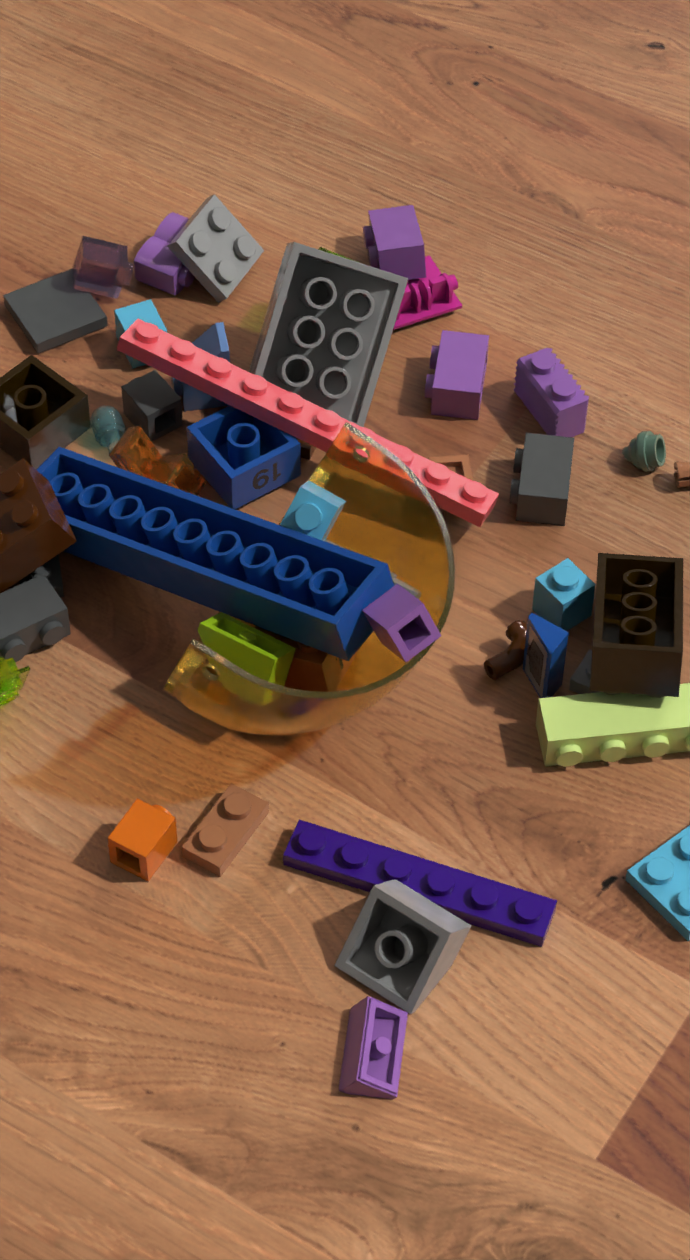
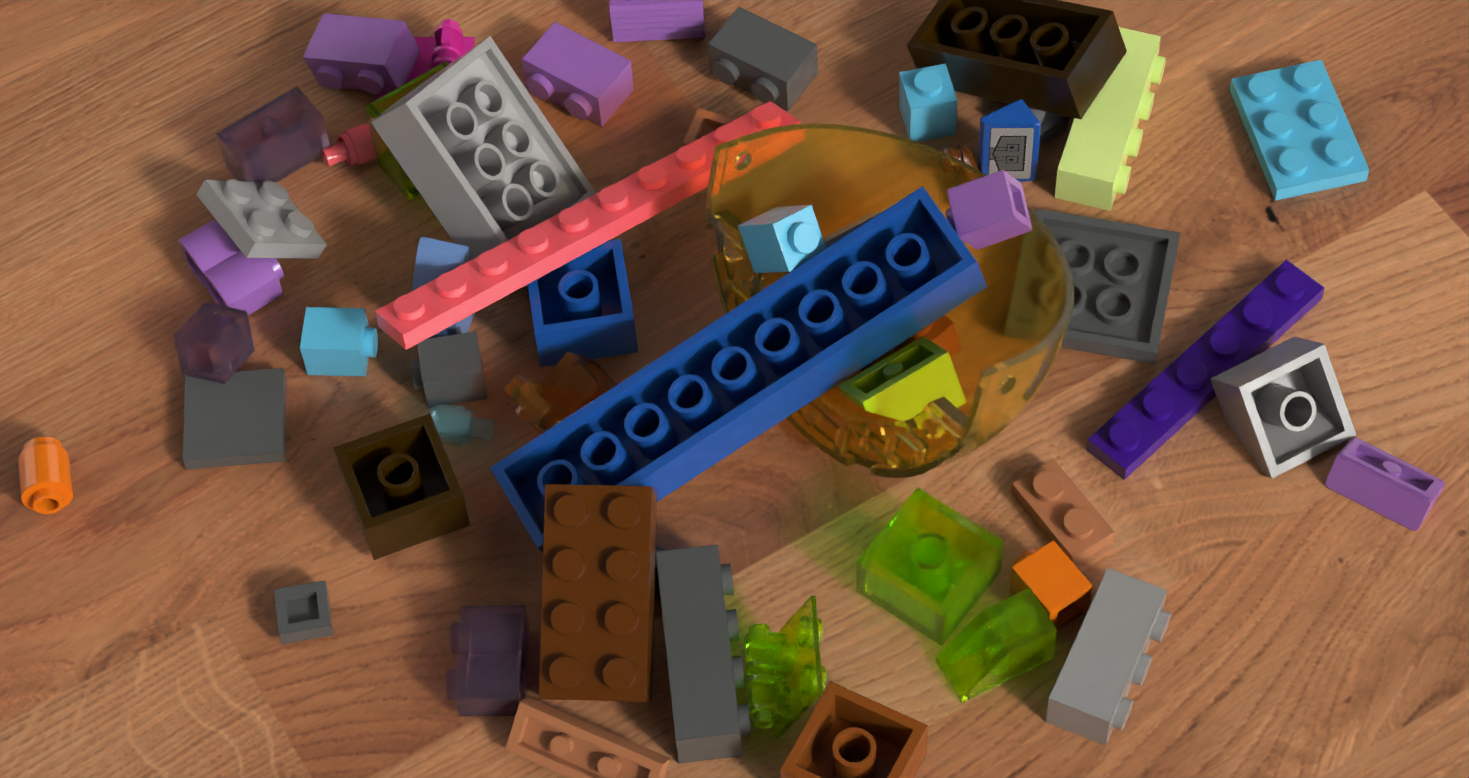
camera: 60 degrees left, 5 degrees up
(75, 825) = (998, 646): none -> clear neon green slope
(97, 899) = (1108, 657): none -> light grey brick
(116, 748) = (929, 566): none -> clear neon green brick
(279, 219) = (274, 139): none -> brick
(453, 774) = (1119, 283): none -> dark grey plate

